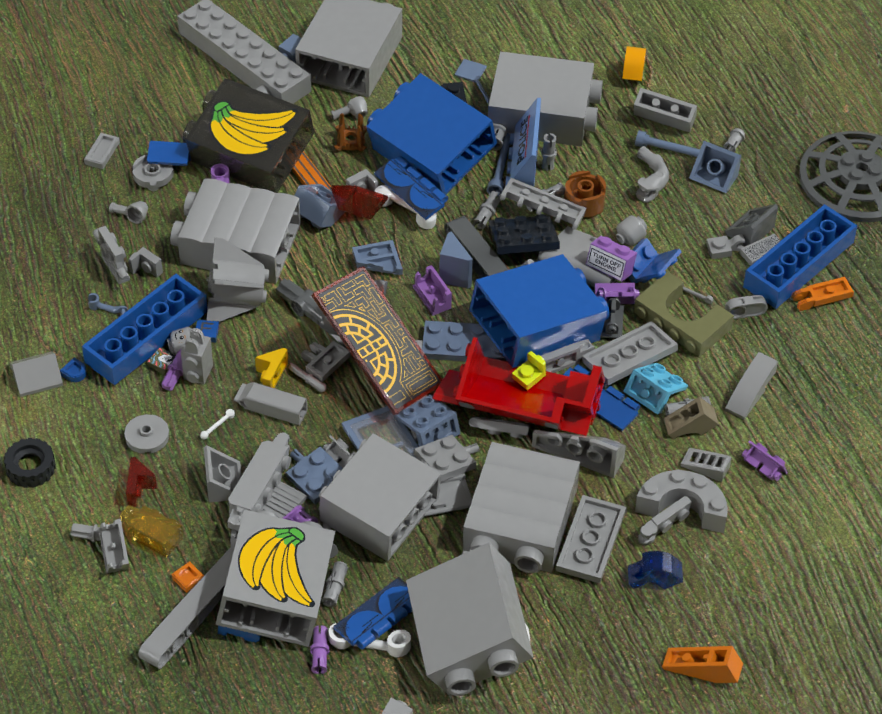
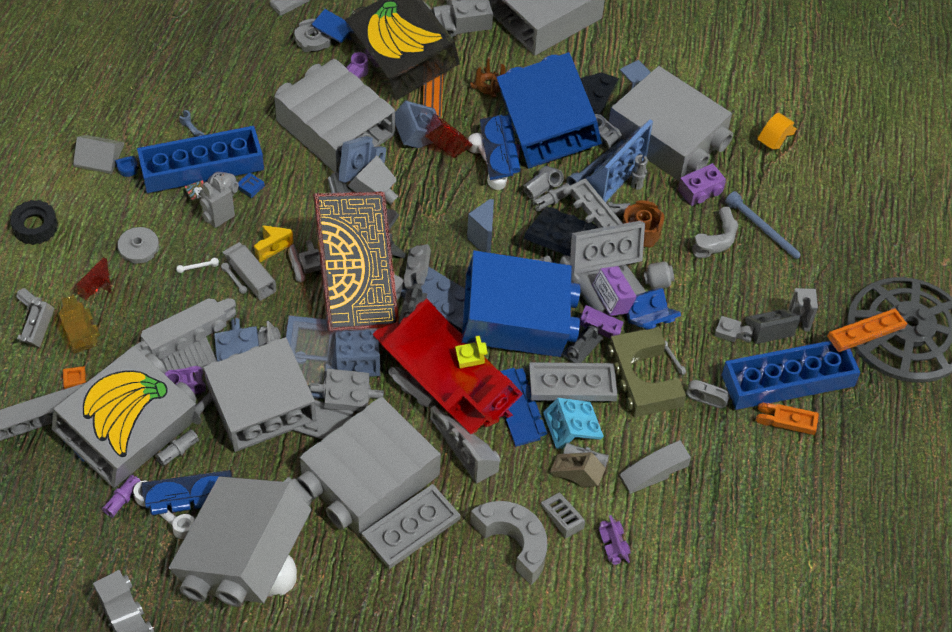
camera: 30 degrees right, 5 degrees up
(112, 254) = (223, 87): light grey plate -> none
(134, 212) = (273, 60): light grey bar -> none
(148, 261) = (246, 103): light grey bracket -> none
(174, 372) = (191, 209): medium lavender axle -> none
(221, 474) = (160, 304): light grey slope -> none
(234, 282) = (293, 155): light grey brick -> none
(244, 413) = (225, 267): none -> light grey hinge
(296, 253) = (357, 155): none -> sand blue plate
(321, 268) = (375, 178): none -> light grey torso
(354, 106) = (514, 58): light grey bar -> none
(363, 179) = (466, 123): light grey bracket -> none
(378, 257) = (431, 192): sand blue wing -> none
(420, 323) = (417, 265): none -> light grey hinge
(433, 291) = (451, 244): medium lavender hinge -> none
(445, 358) = (412, 299): none -> dark grey hinge
(470, 197) = (543, 182): none -> light grey piece
(485, 260) = (514, 224): dark grey beam -> none
(566, 356) = (514, 356): light grey hinge -> none
(577, 224) = (607, 247): none -> light grey plate
(606, 138) = (702, 184): none -> medium lavender brick
(657, 567) = (441, 584): clear blue brick -> none
(664, 520) = (483, 545): light grey hinge -> none
(665, 110) = (771, 184): light grey brick -> none
(716, 167) = (778, 257): sand blue slope -> none
(736, 136) = (817, 240): light grey pin -> none
(756, 250) = (757, 347): light grey tile -> none
(772, 192) = (805, 305): none -> light grey hinge
(836, 189) = (866, 330): none -> orange tile

